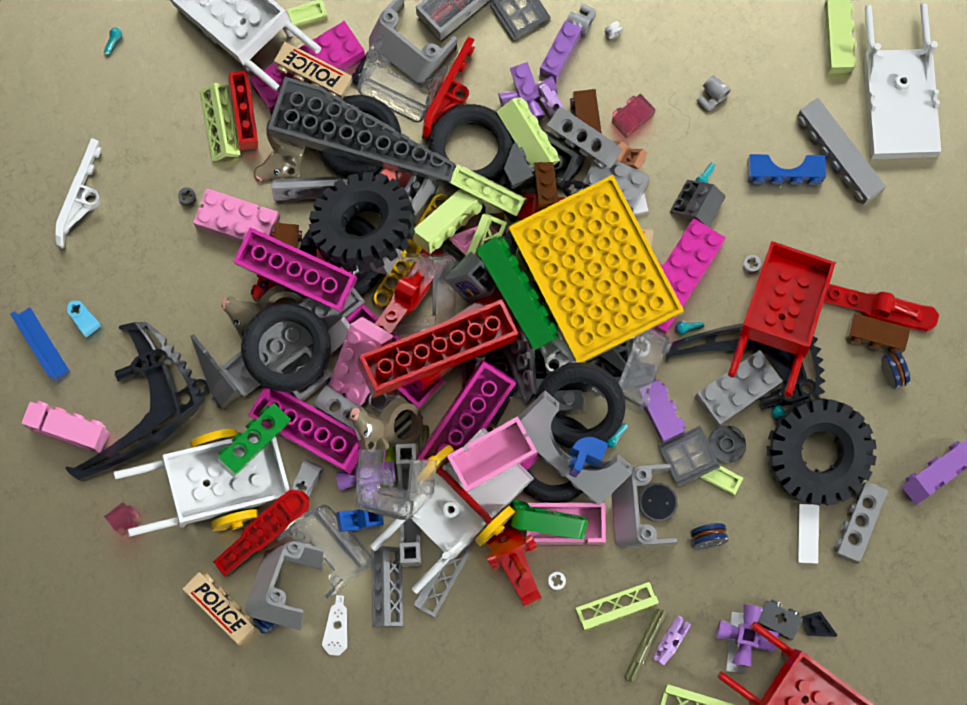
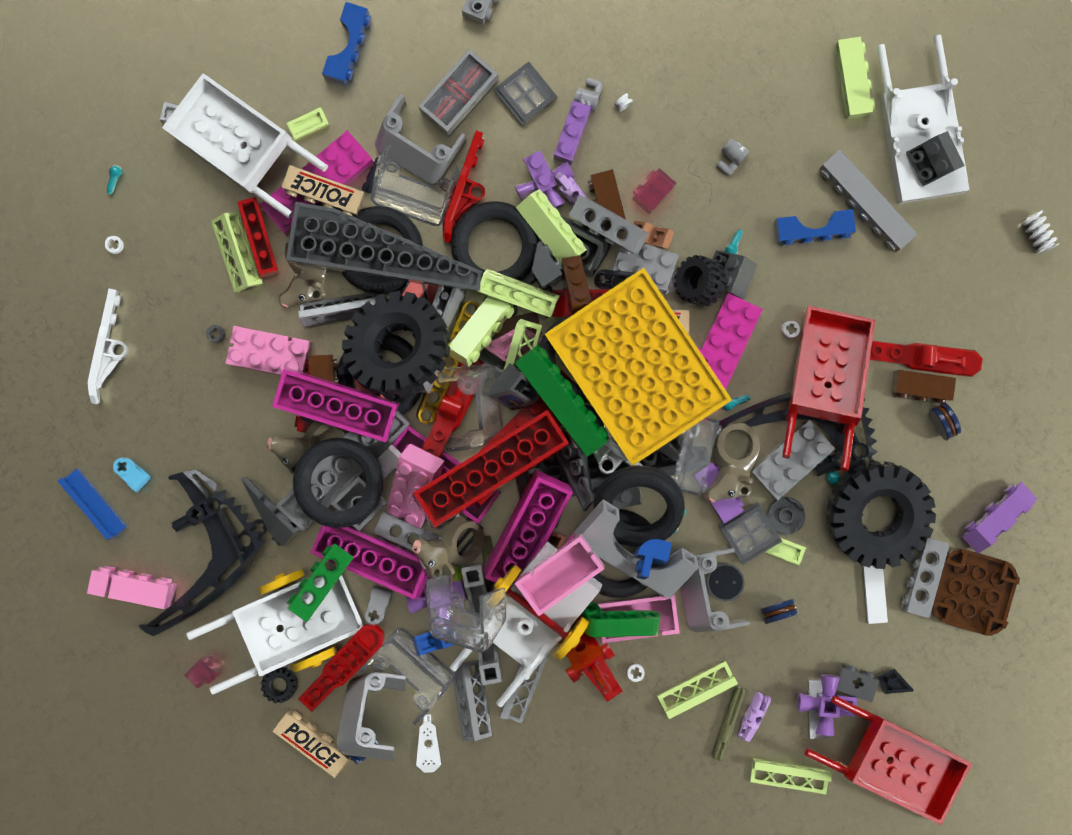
camera: 10 degrees left, 10 degrees up
(100, 106) = (115, 239): none -> white bush
(204, 553) = (275, 696): none -> black tyre
(667, 203) = (711, 285): none -> black tyre
(680, 393) = (734, 475): none -> dark tan animal
(909, 544) = (975, 592): none -> reddish brown plate
(910, 116) = (935, 158): none -> dark grey slope

